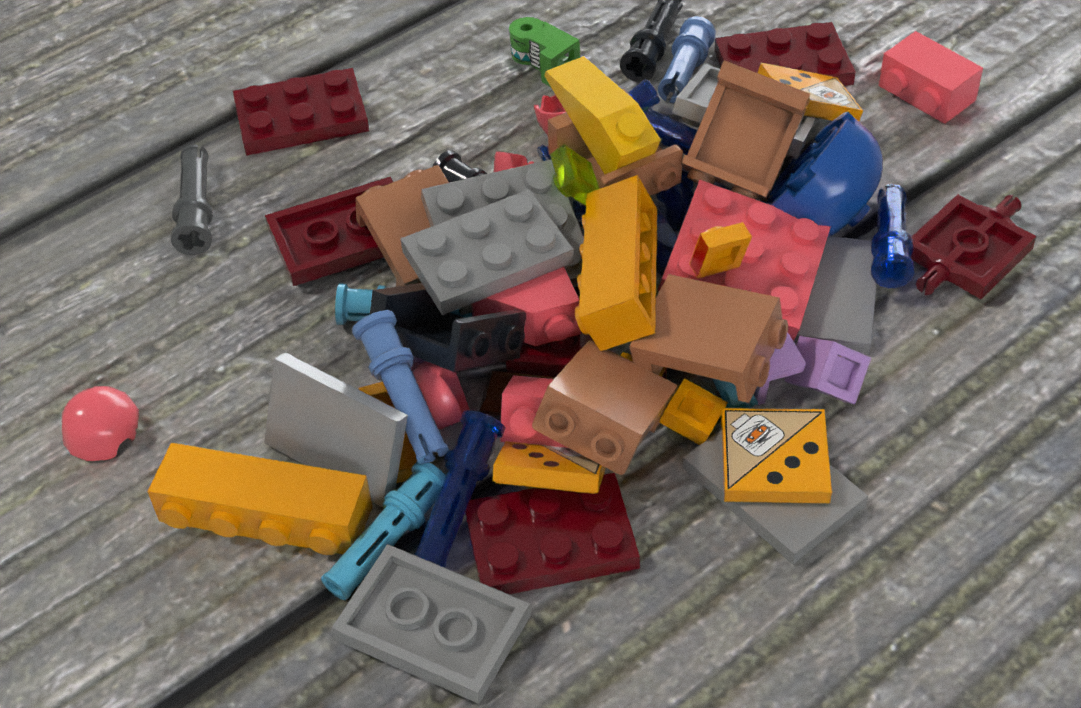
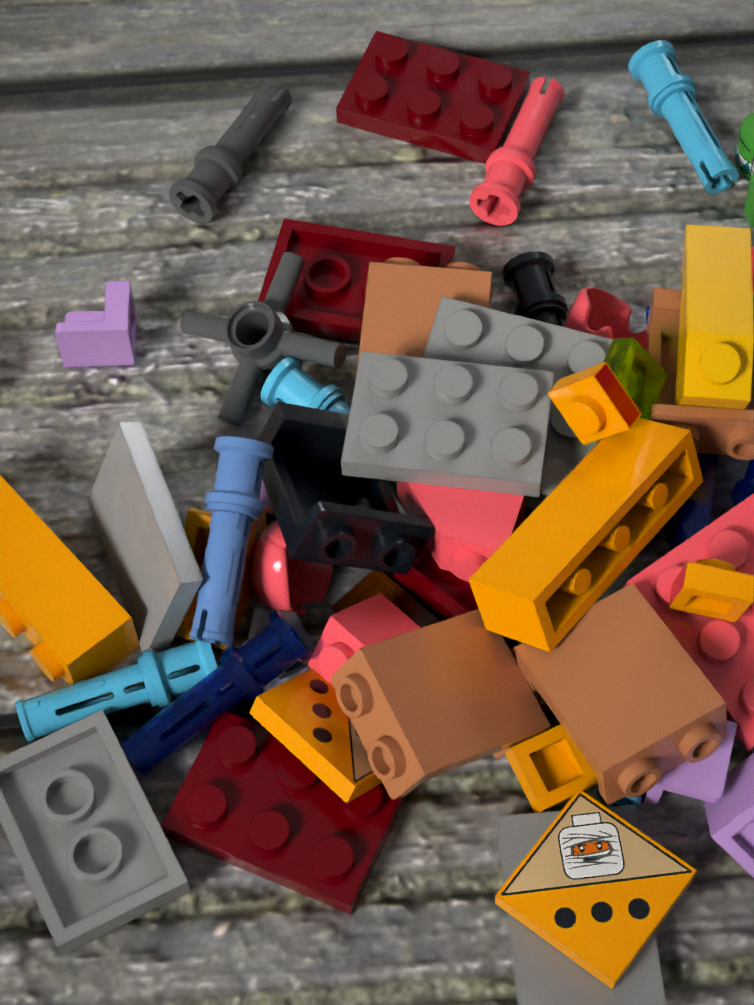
camera: 35 degrees right, 10 degrees up
(196, 344) = (101, 336): none -> lavender panel
(317, 298) = (252, 322): none -> dark grey bar
(386, 120) = (512, 166): none -> coral pin
(453, 41) = (673, 98): none -> medium azure pin
(569, 191) = (594, 403): none -> light orange plate

